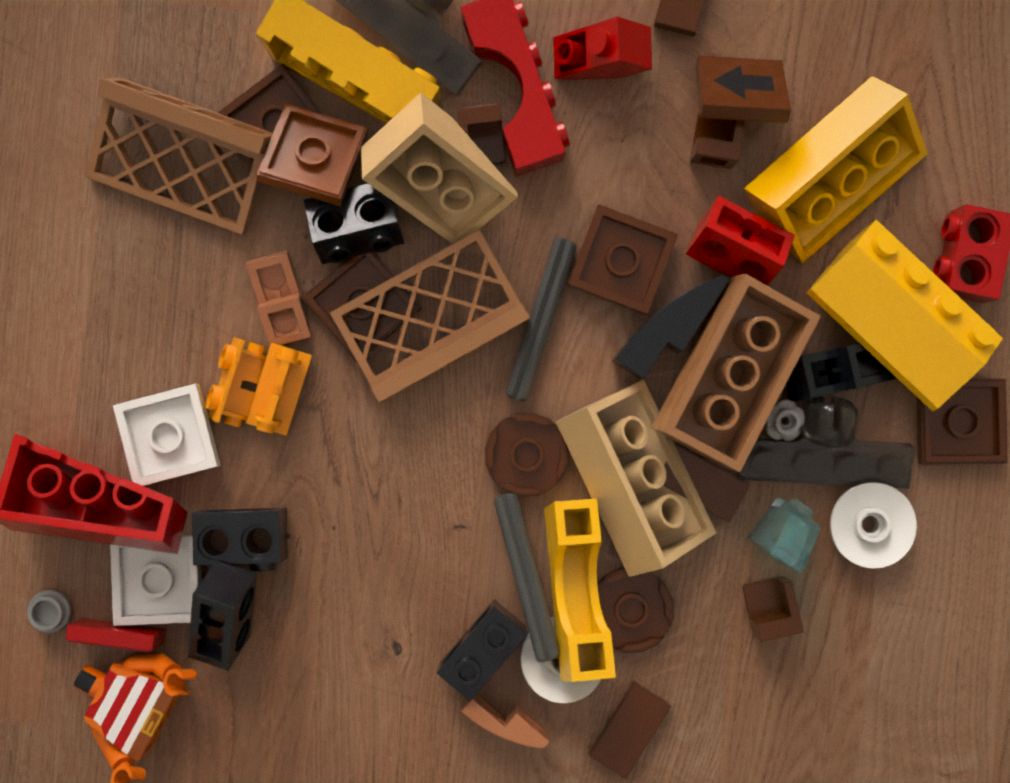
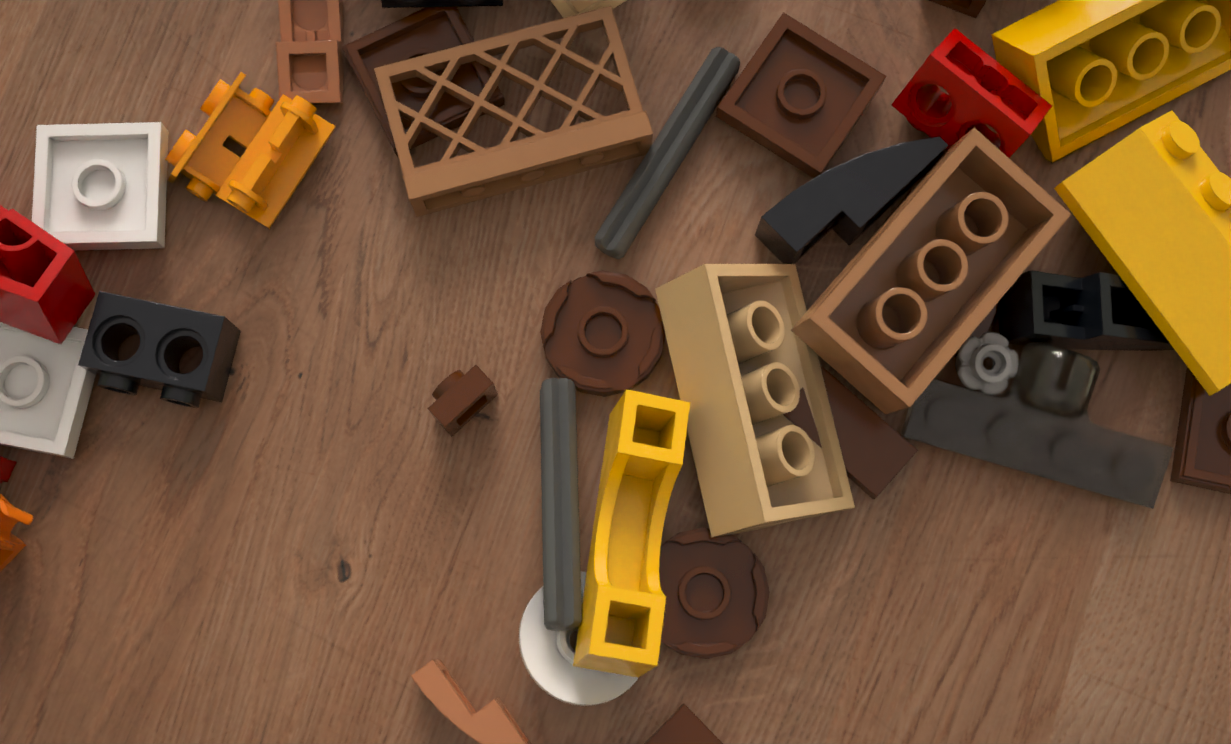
camera: 15 degrees right, 10 degrees down
(221, 615) = (96, 445): black brick -> none
(444, 523) = (461, 398): none -> reddish brown plate
(482, 650) = (465, 594): black brick -> none
(772, 608) = (917, 637): reddish brown panel -> none
(787, 533) = (959, 527): clear light blue slope -> none
(893, 528) = (1120, 543): white dish -> none

